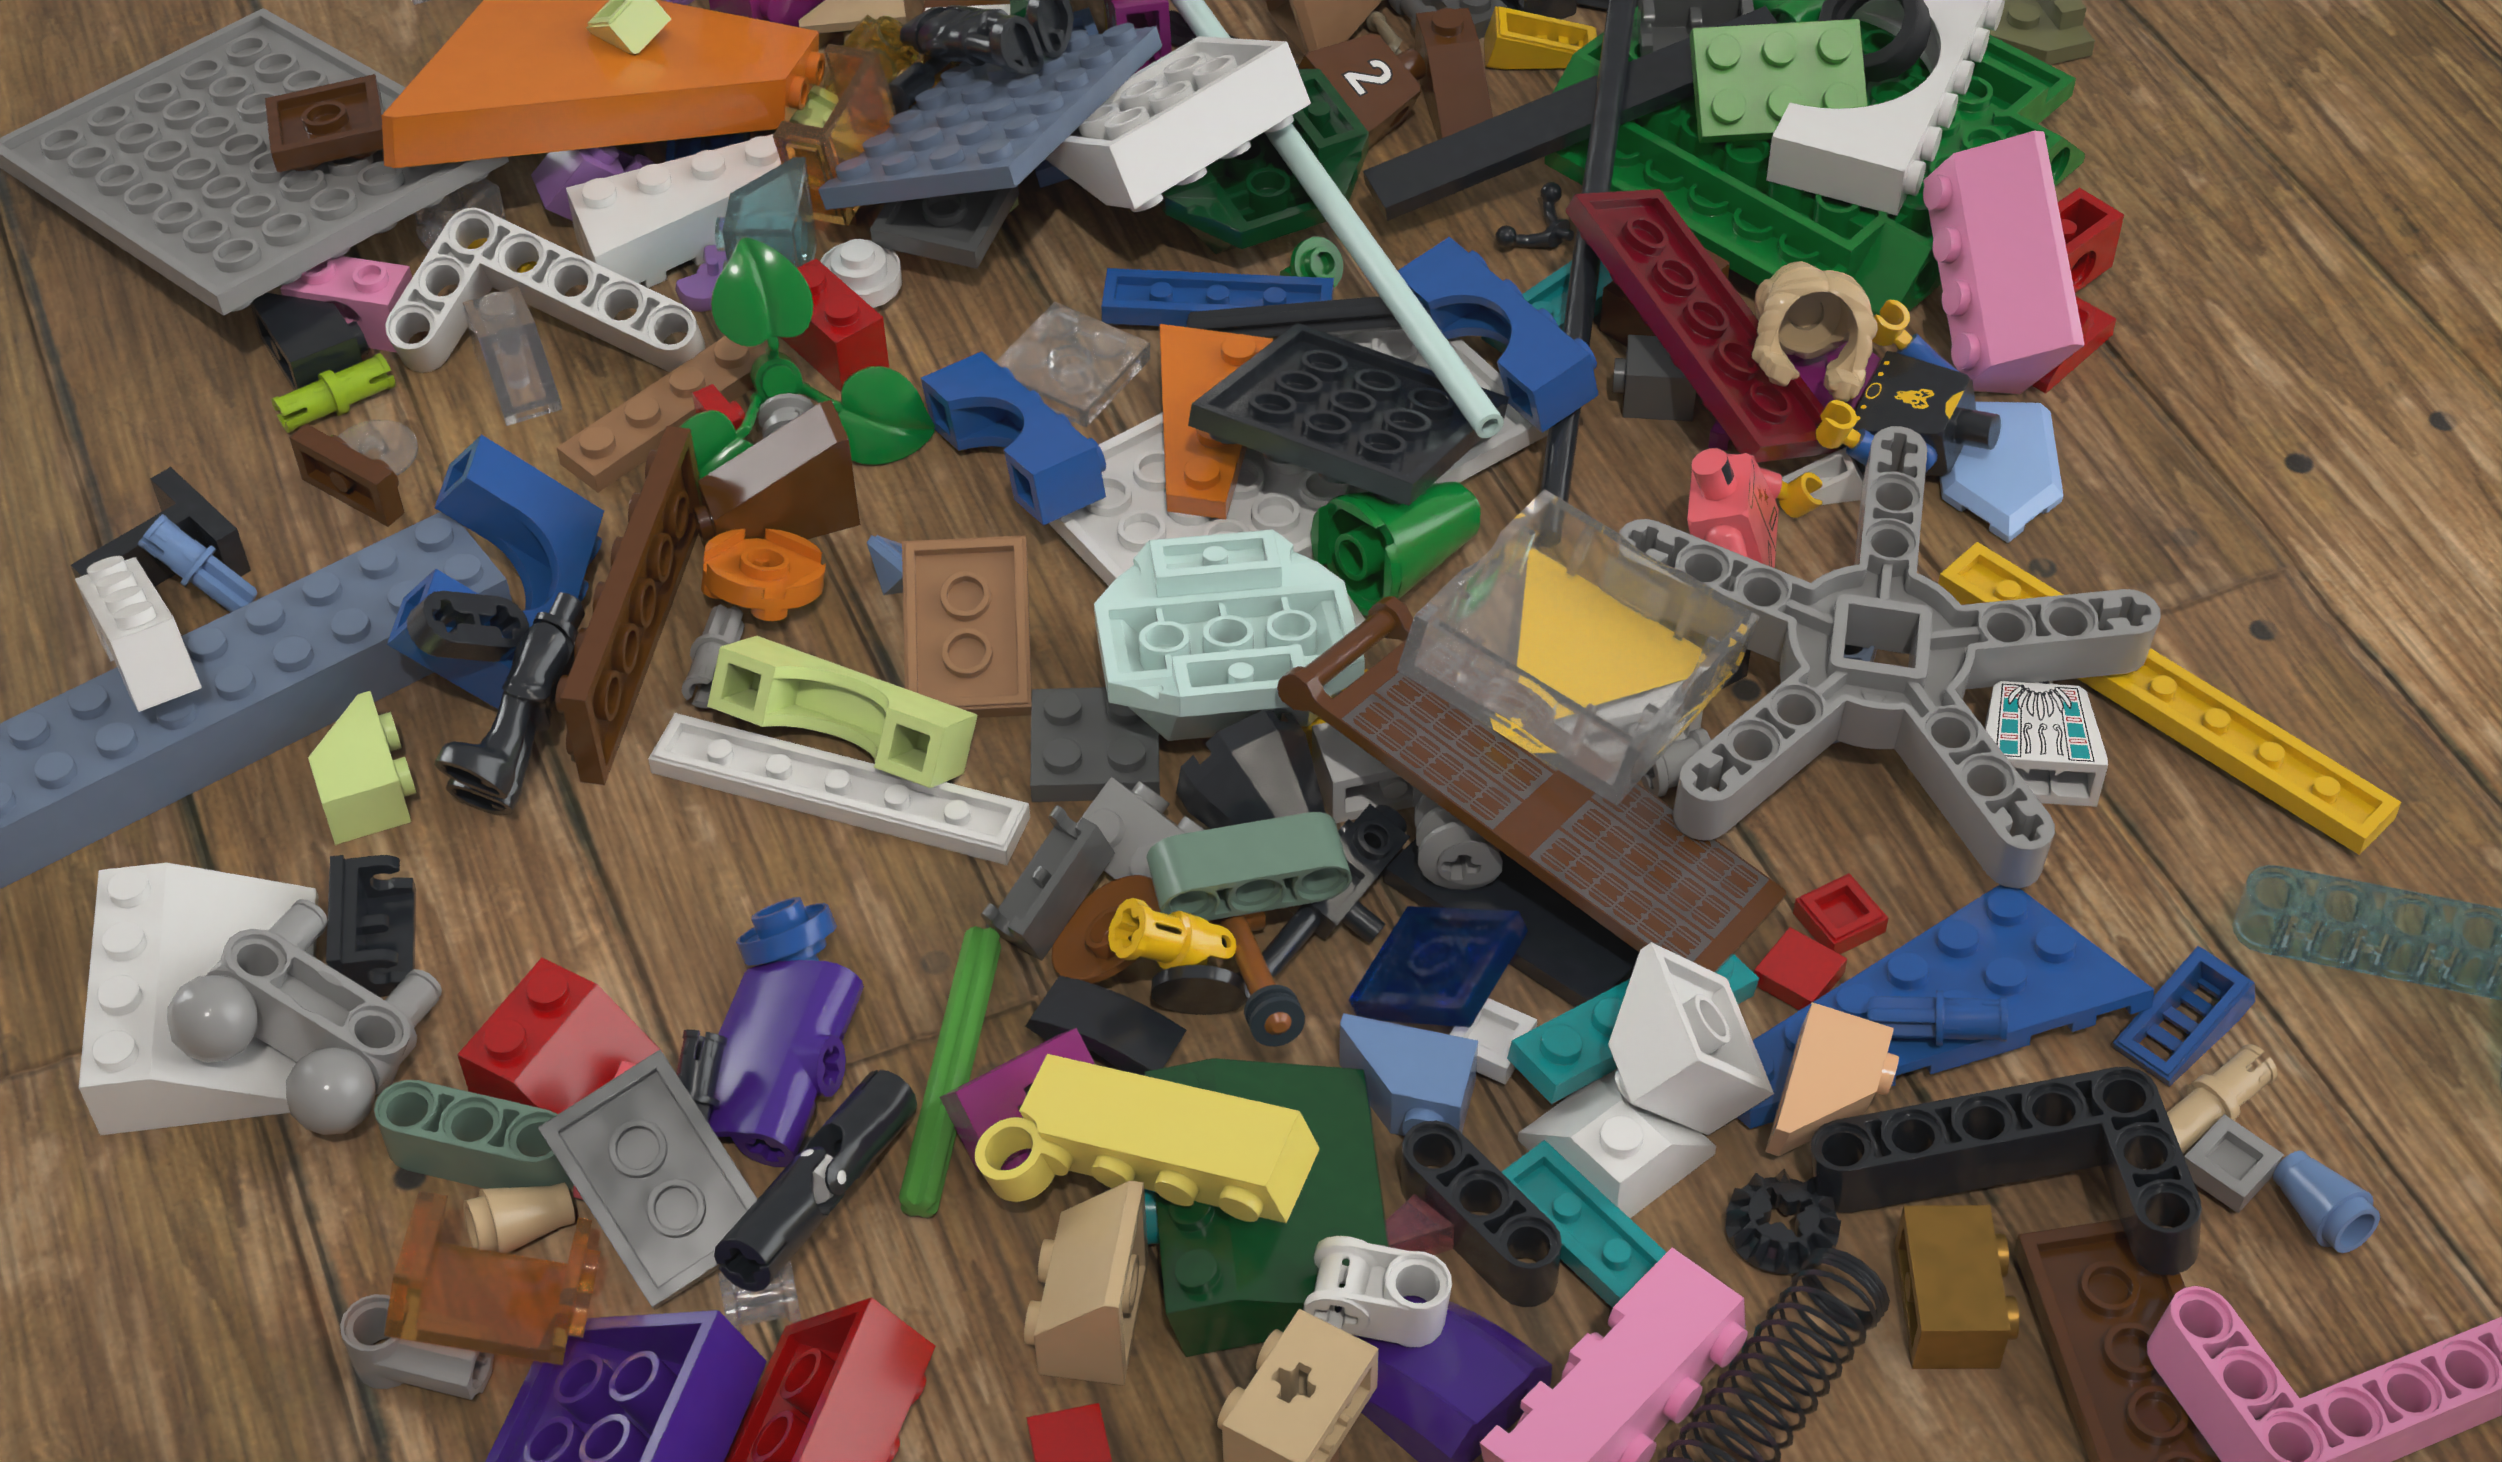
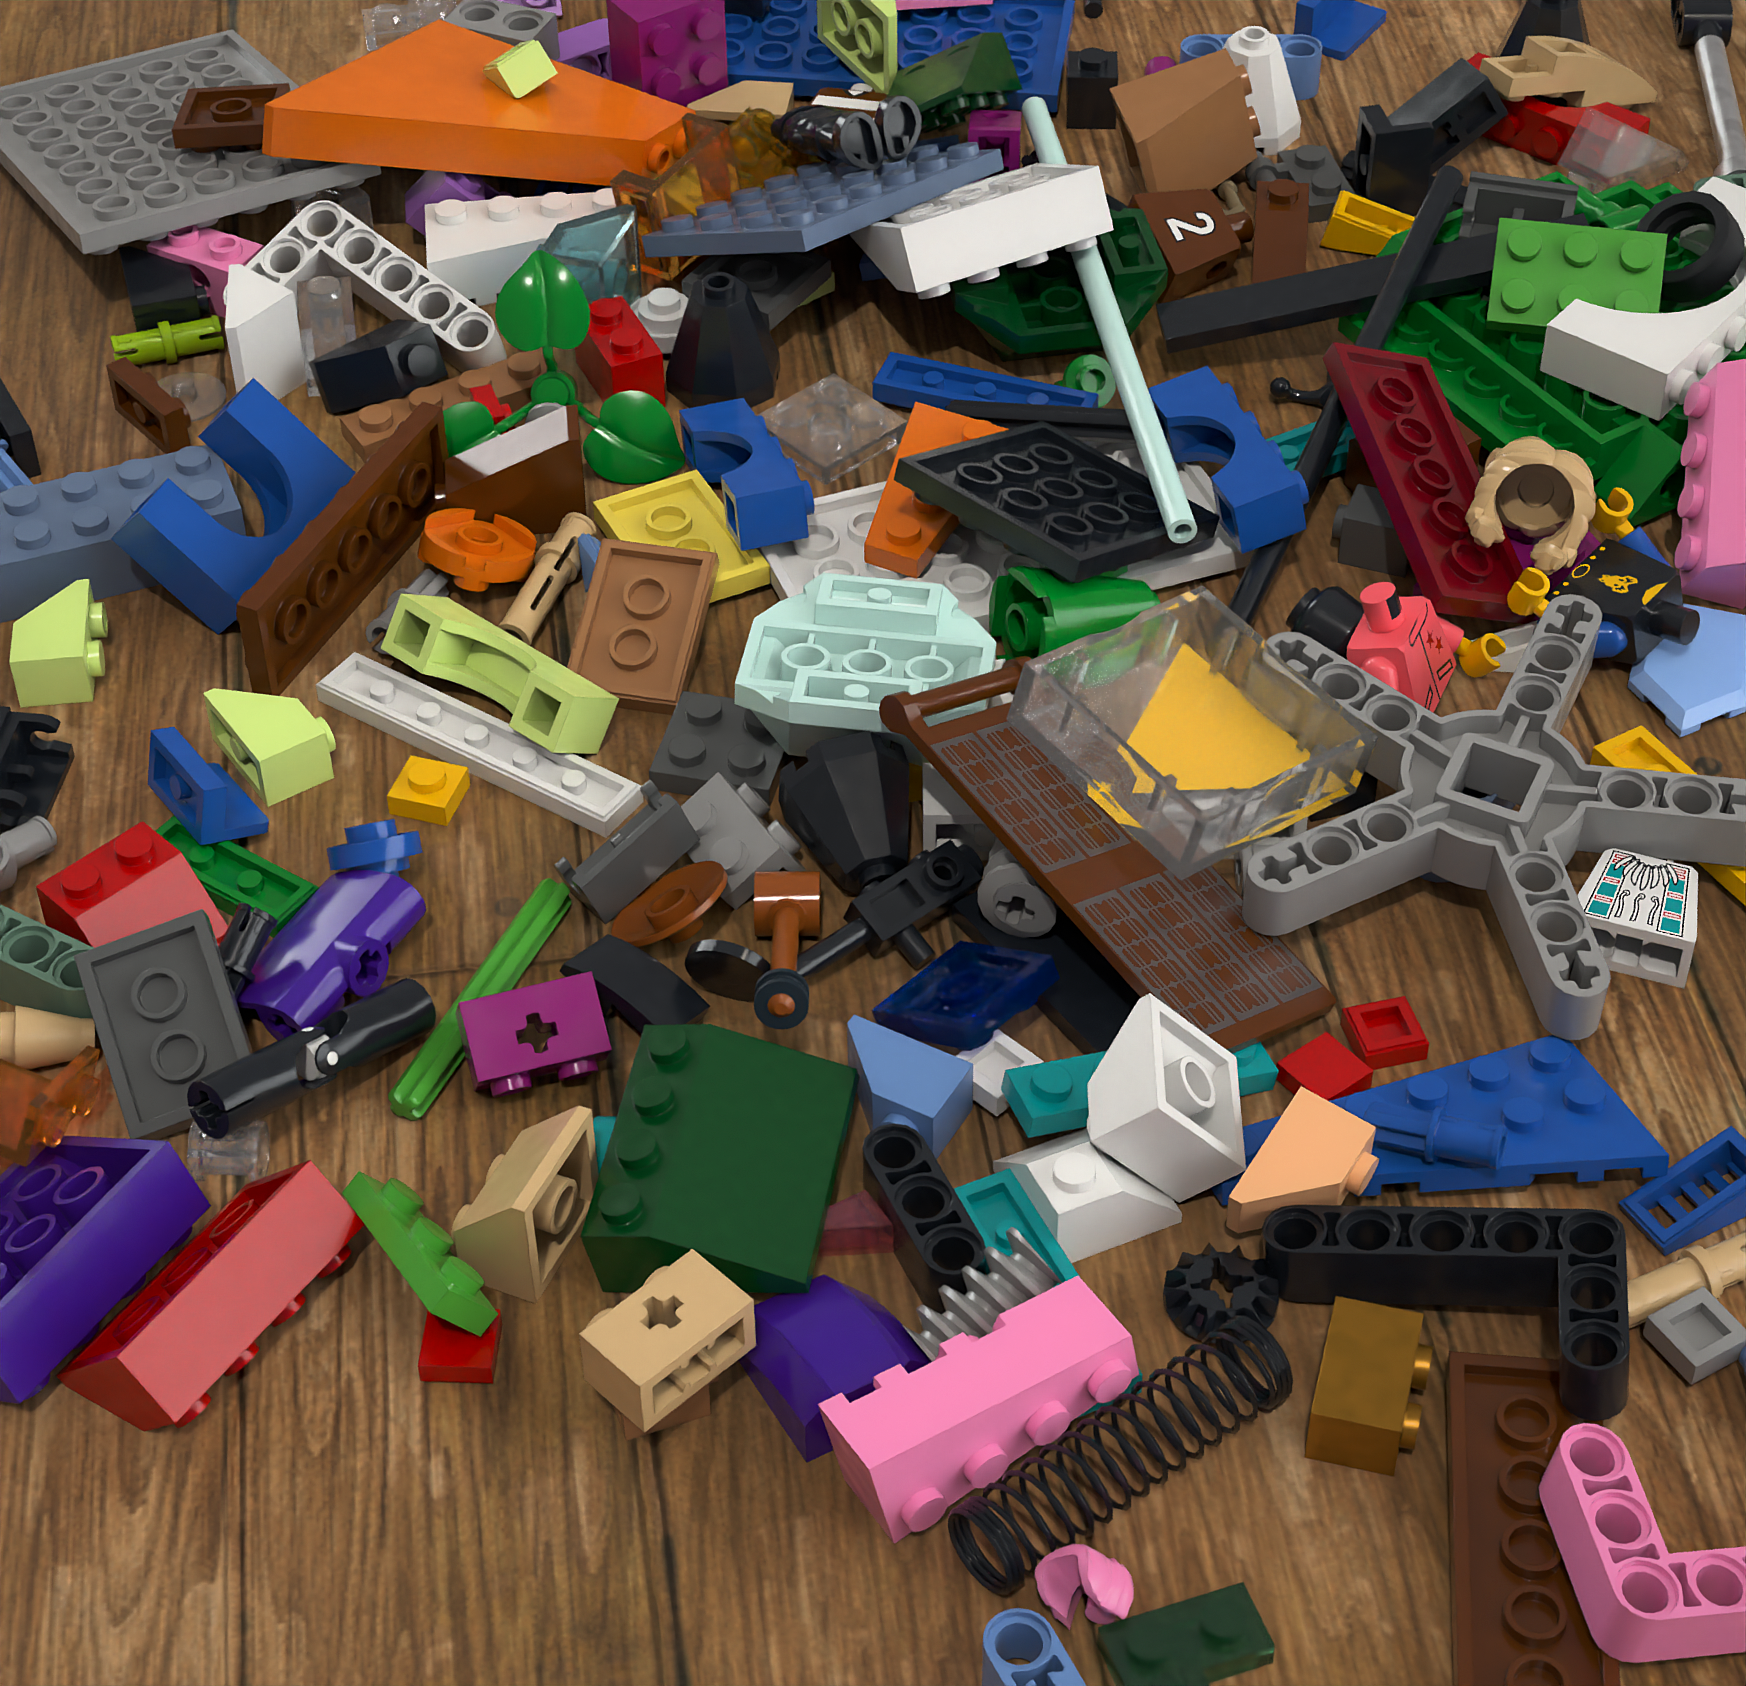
camera: 15 degrees right, 5 degrees down
(449, 374) = (263, 332): none -> white slope
(467, 617) = (180, 531): black beam -> none
(494, 771) = (171, 661): black piece -> none
(577, 907) = (200, 793): none -> blue panel
(581, 381) = (378, 366): none -> black slope
(627, 833) = (271, 741): none -> yellowish green slope
(651, 993) = (237, 875): none -> green tile
(808, 852) = (428, 790): none -> yellow plate
(848, 576) = (521, 619): none -> tan pin
(914, 81) = (755, 171): black axle -> none
(935, 298) = (722, 347): none -> black cone
(962, 497) = (685, 516): none -> light yellow plate
(1005, 1363) = (421, 1252): none -> bright green plate
(1154, 1132) = (628, 1072): light yellow hinge -> none
(1166, 938) = (708, 912): yellow piece -> none
(1250, 867) = (807, 867): sand green beam -> none
(1375, 1291) = (784, 1258): white piece -> none
(1584, 1291) = (1008, 1284): none -> light grey piece
(1651, 491) = (1327, 617): none -> black head

